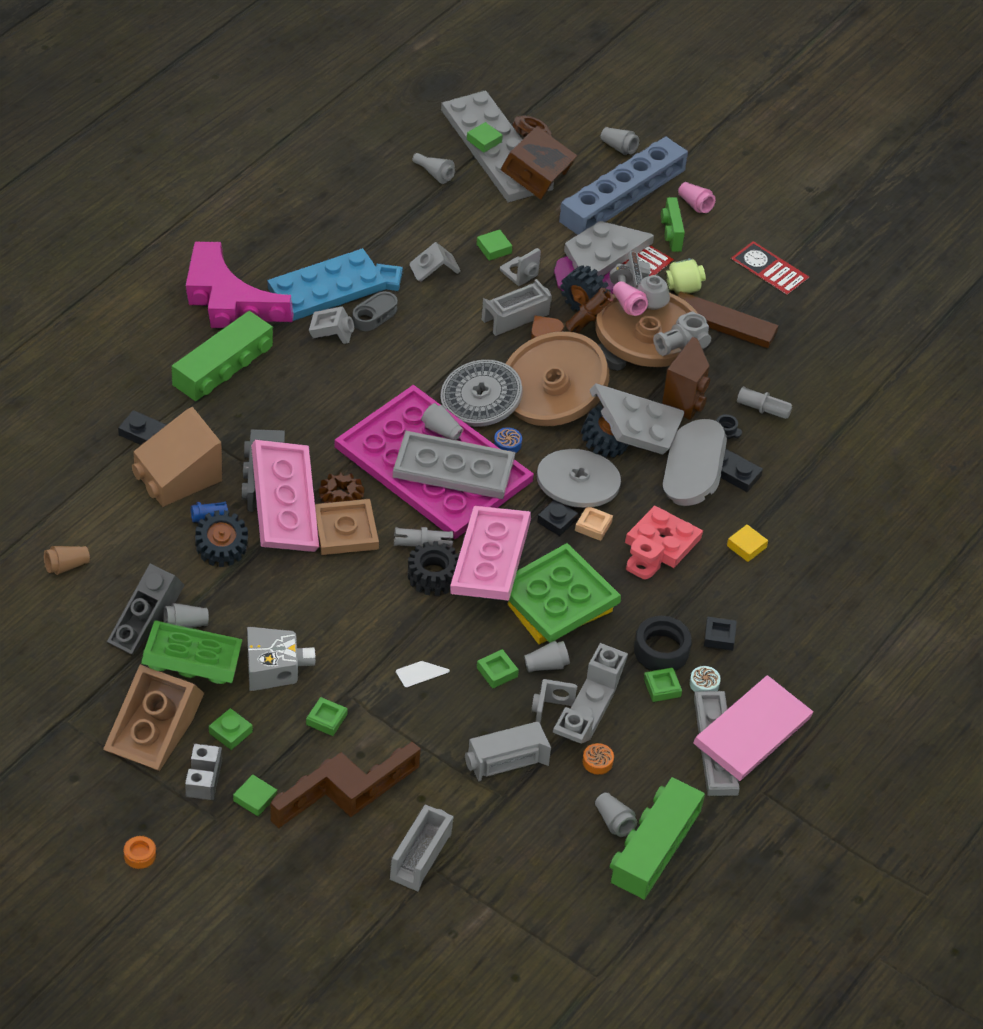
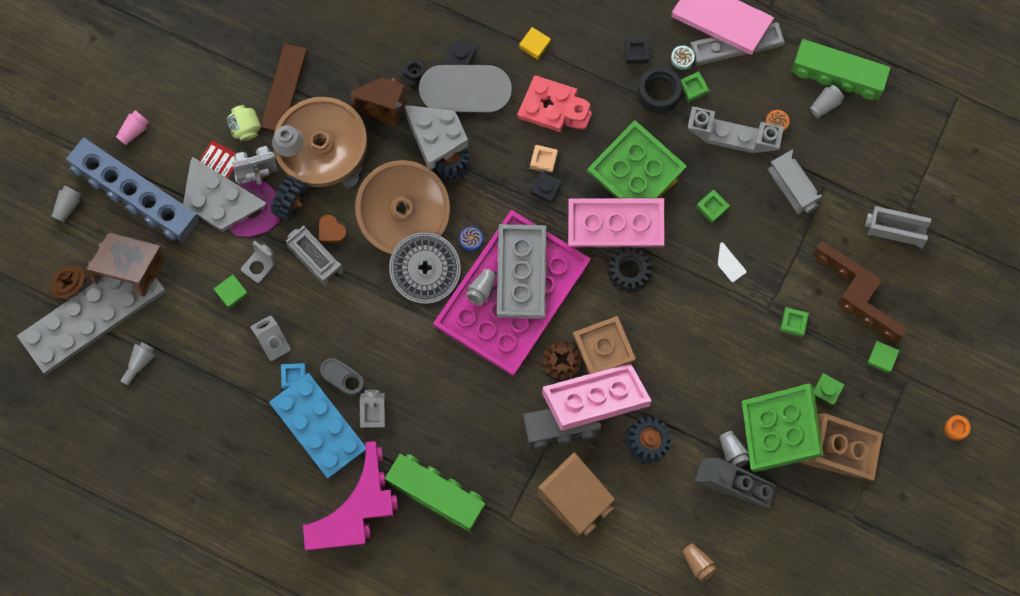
camera: 100 degrees left, 25 degrees up
(139, 427) = (536, 534): black plate -> none
(200, 510) = (617, 460): blue pin -> none
(204, 772) = (884, 392): flat silver piece -> none
(275, 658) = (756, 370): light grey torso -> none
(418, 537) = (599, 284): light grey pin -> none
(484, 137) = (96, 320): bright green tile -> none
(547, 695) = (740, 167): light grey bracket -> none
(548, 657) = (696, 170): light grey cone -> none
(578, 478) = (508, 192): light grey piece -> none
(589, 310) = (316, 190): reddish brown pin -> none
(630, 298) = (302, 155): bright pink cone -> none
(674, 226) = (168, 143): bright green plate -> none
(686, 327) = (341, 107): light grey connector -> none
(764, 402) = (379, 45): light grey axle -> none
(770, 267) = (205, 60): sticker -> none

